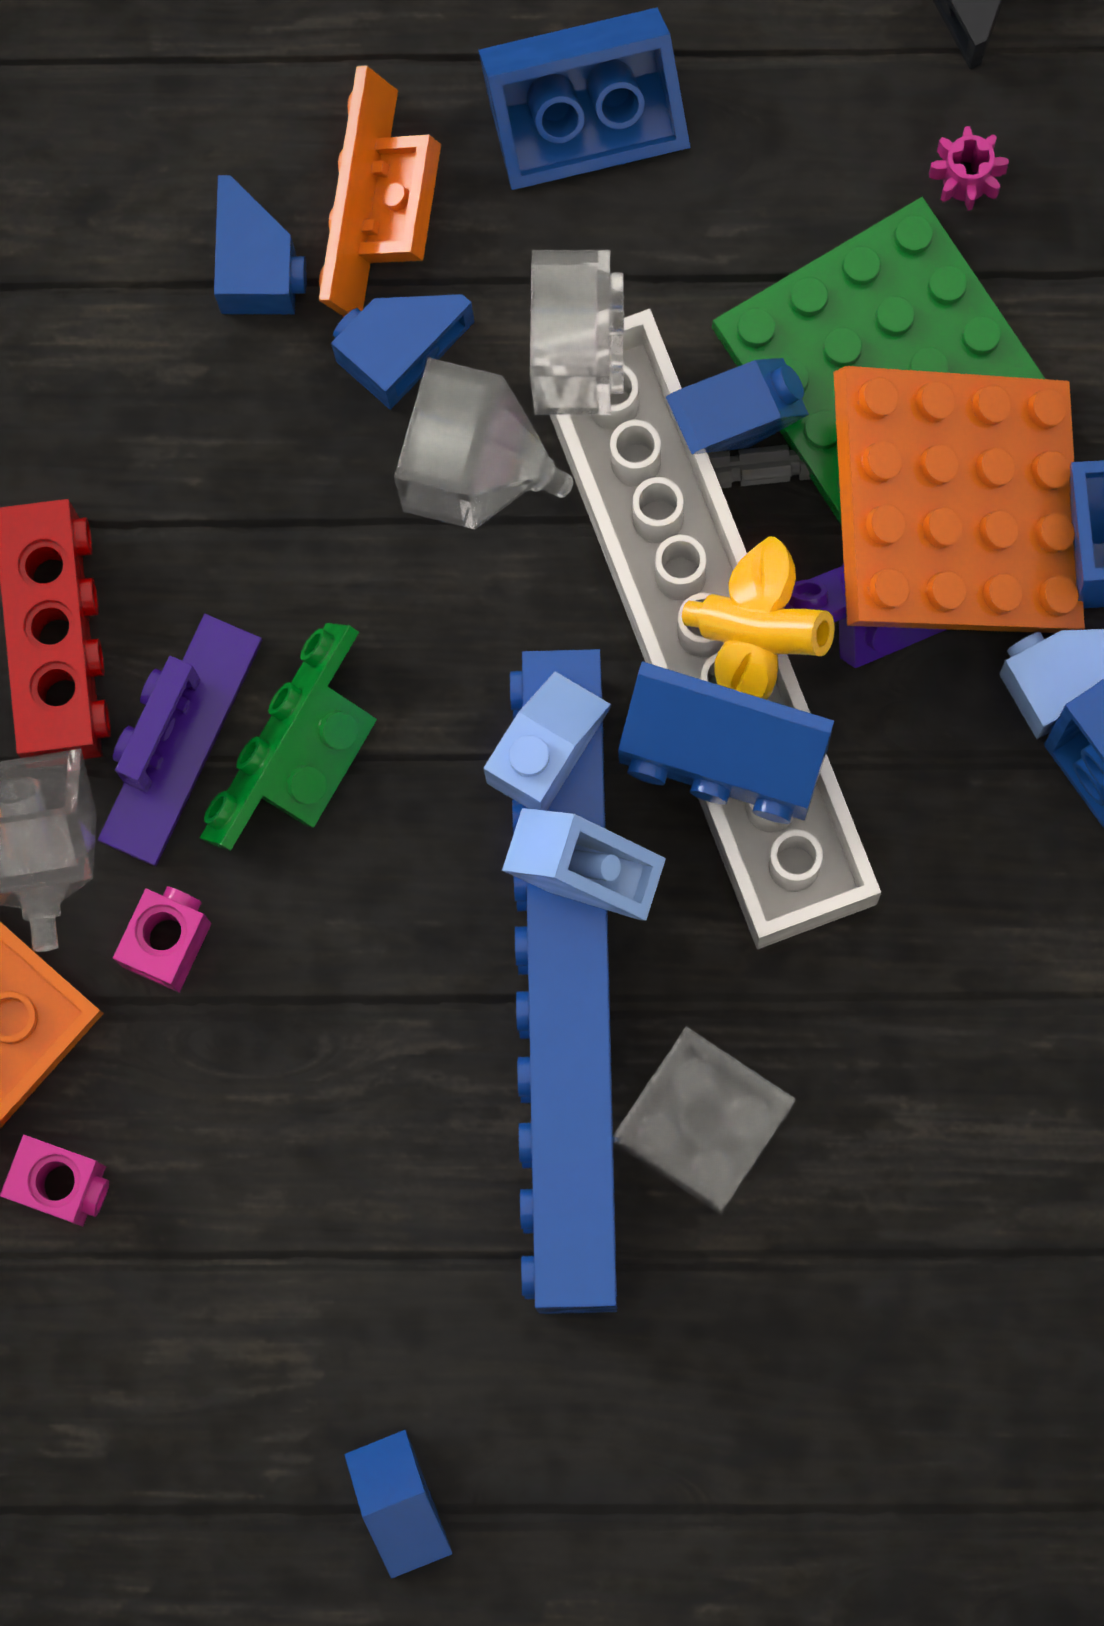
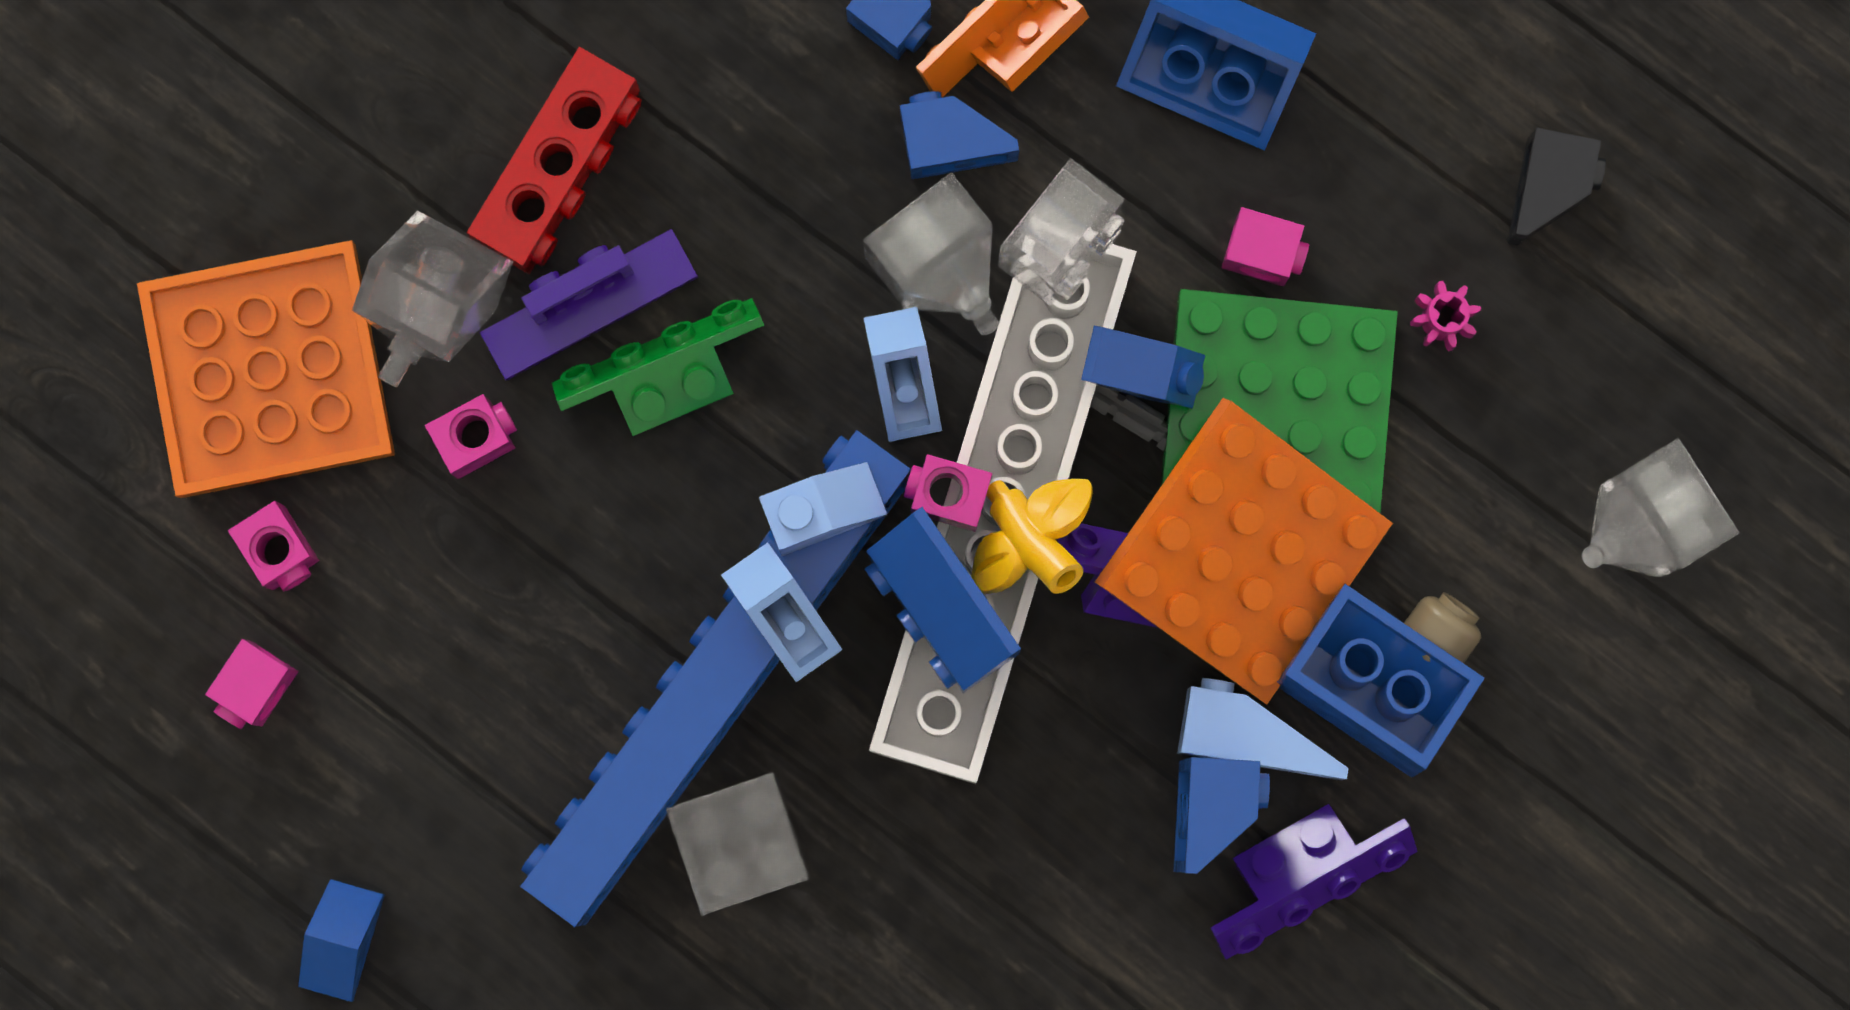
camera: 30 degrees right, 5 degrees up
(130, 1327) = (250, 685): none -> dark pink brick
(520, 582) = (903, 374): none -> light blue slope
(662, 618) = (973, 482): none -> dark pink brick
(759, 228) = (1265, 247): none -> dark pink brick

